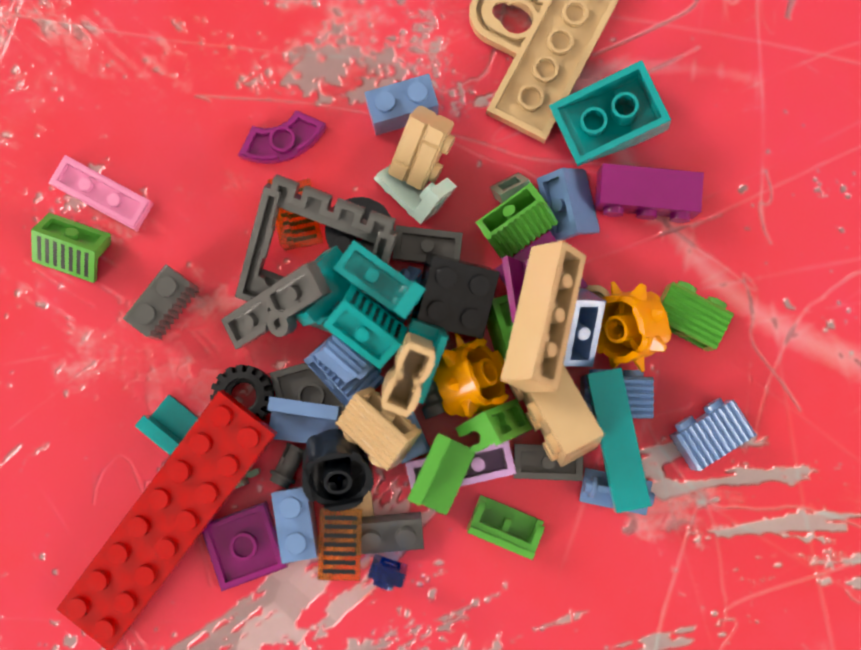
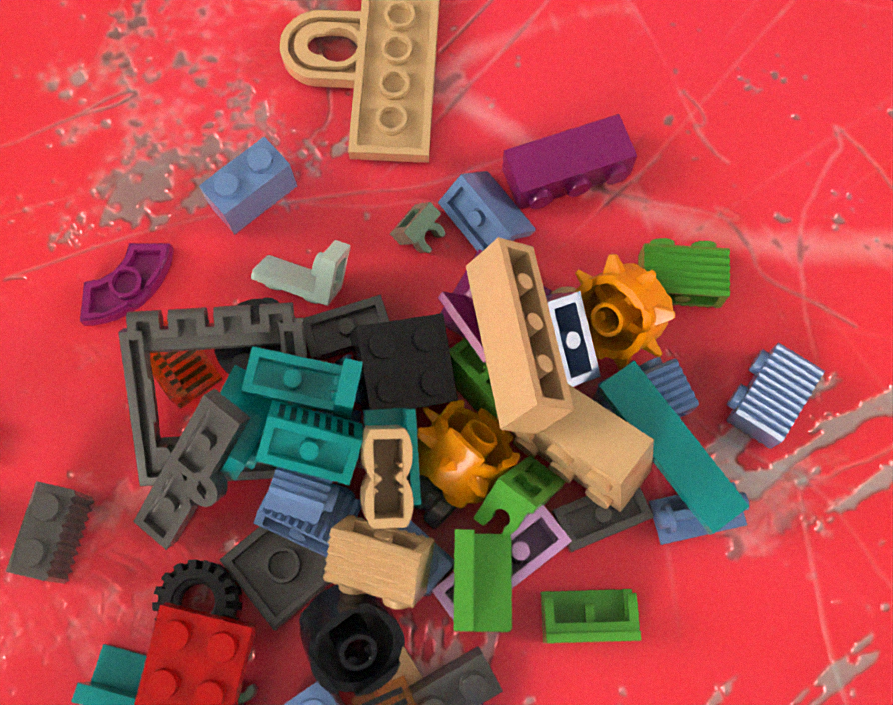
camera: 20 degrees left, 10 degrees down
(287, 466) = (288, 665): dark grey pin -> none
(300, 420) = (279, 597): medium blue panel -> none
(421, 148) = (291, 219): tan brick -> none
(517, 221) = (437, 253): bright green brick -> none
(611, 114) = (489, 97): teal slope -> none

